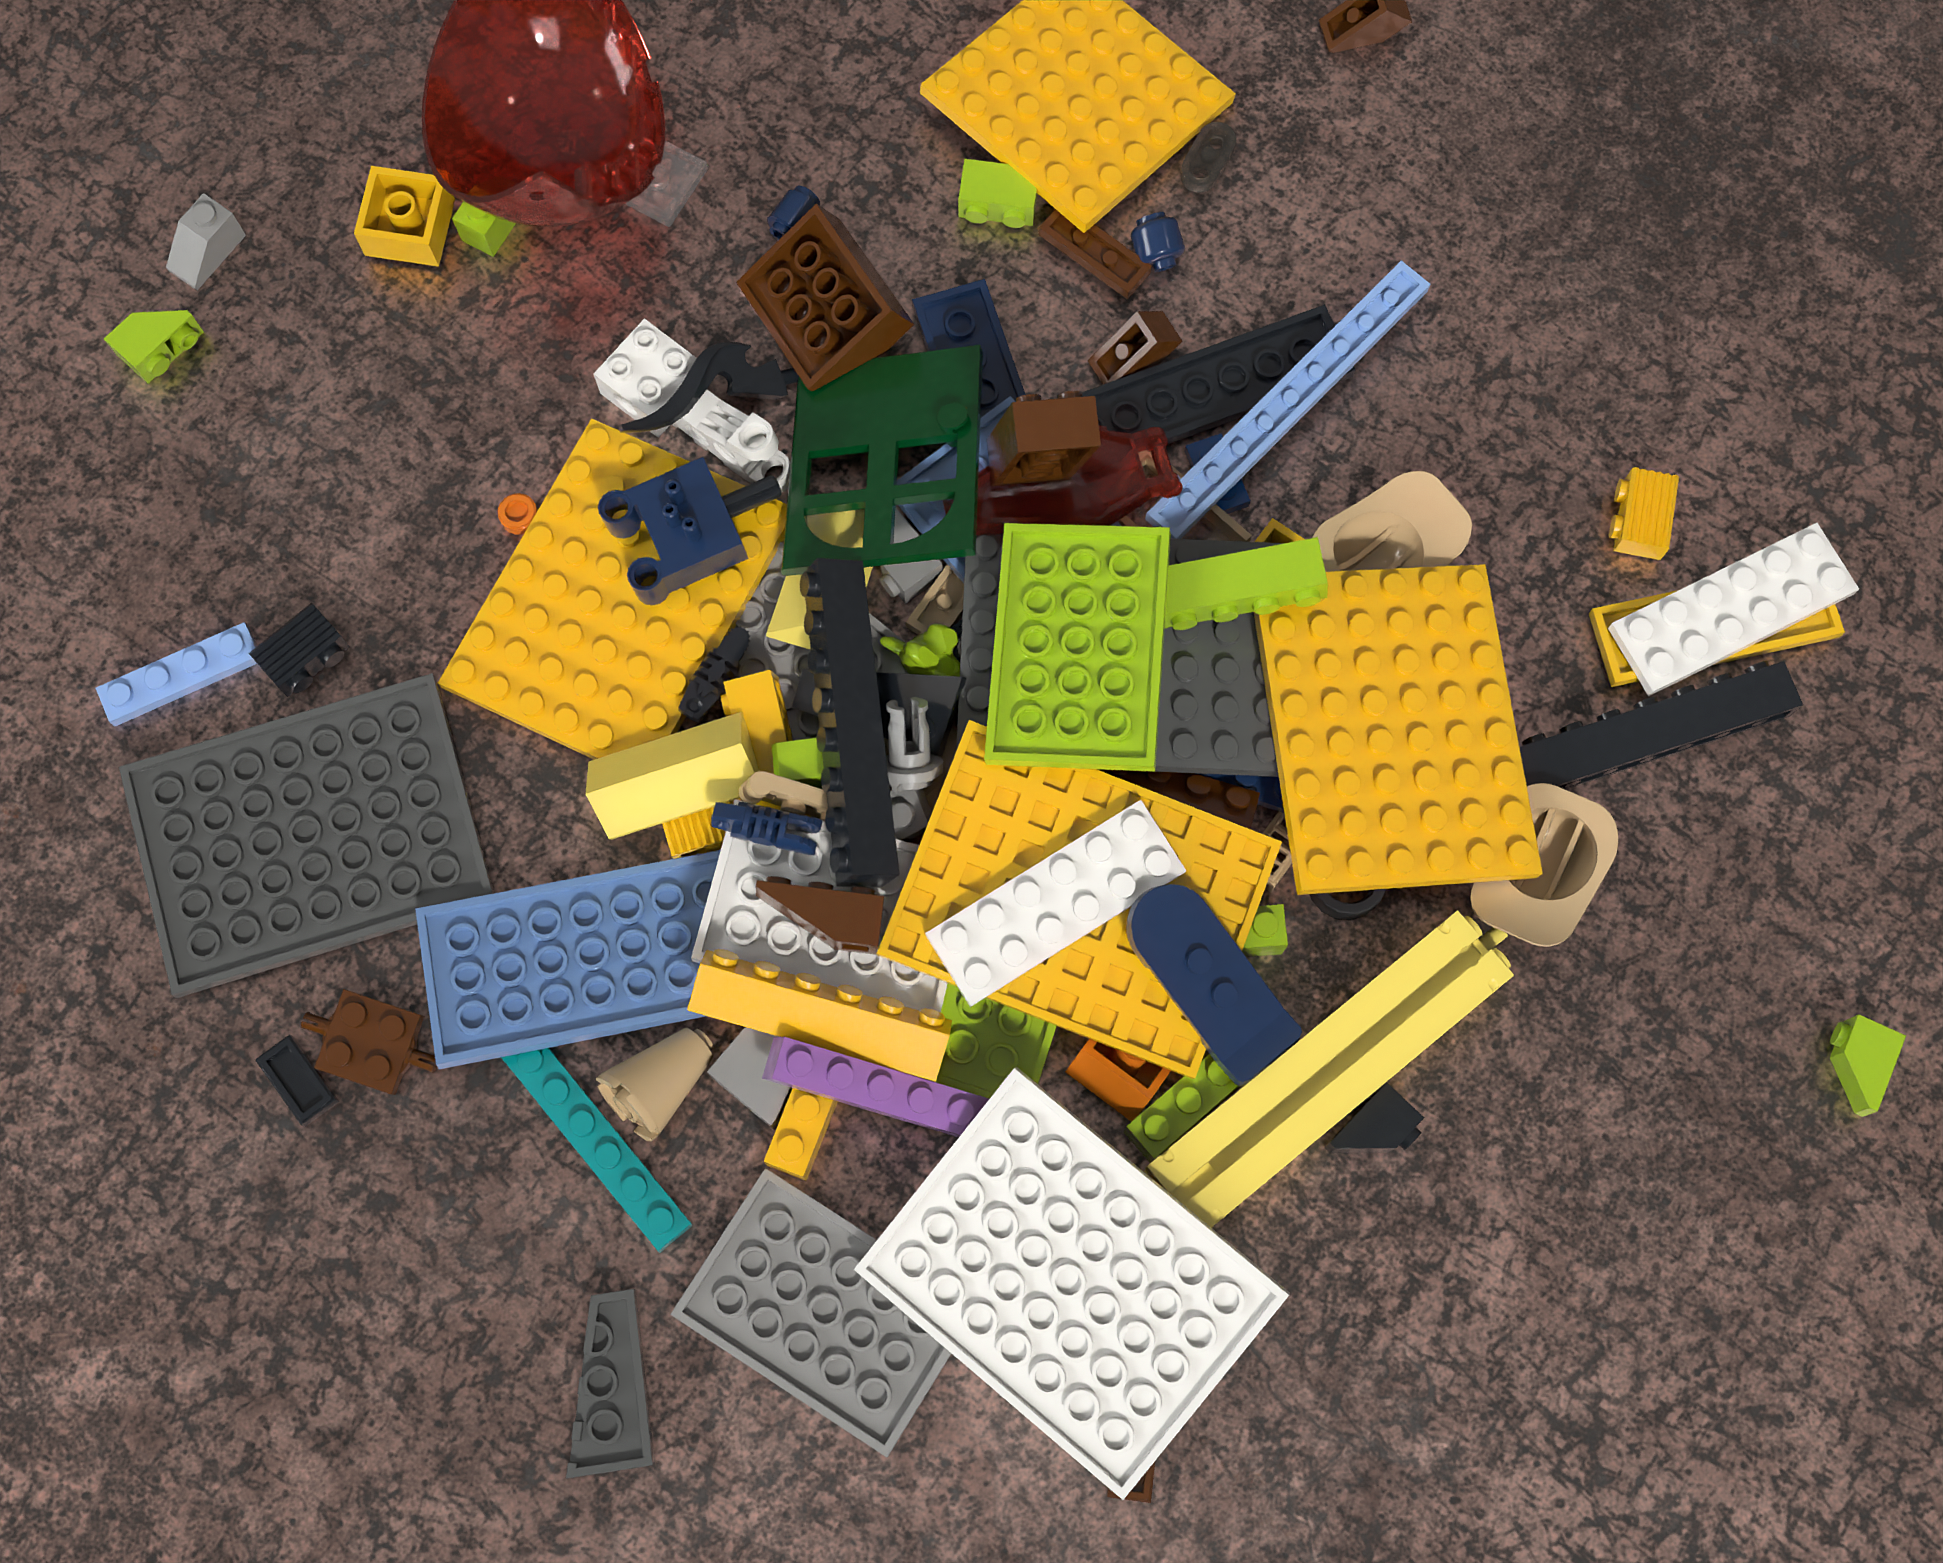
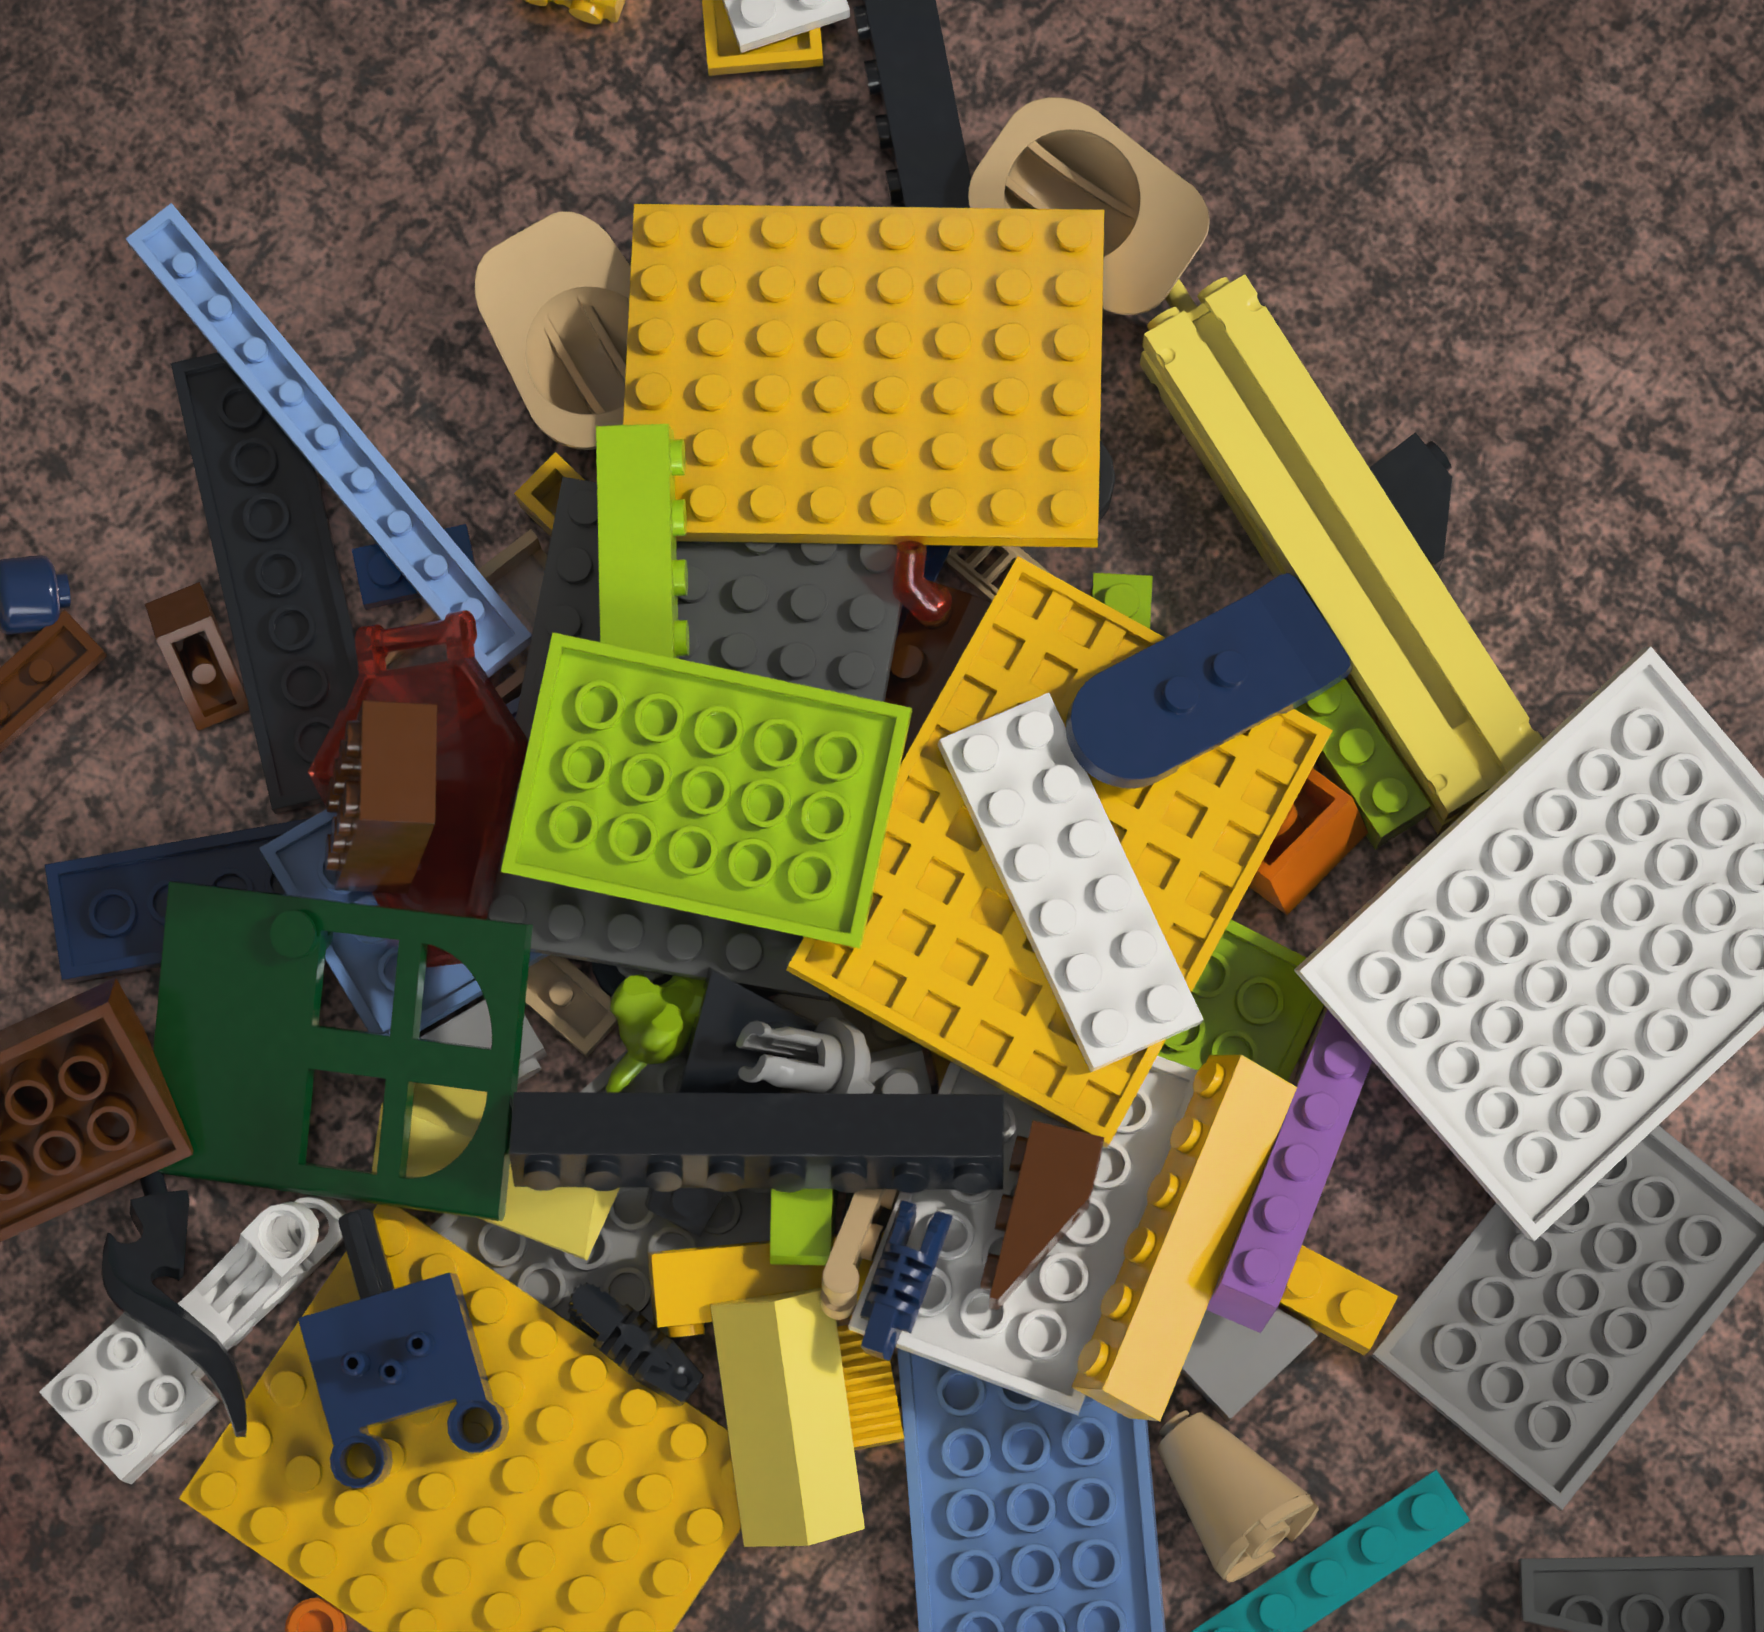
camera: 80 degrees left, 5 degrees up
(1241, 784) = (913, 589): none -> clear red arm

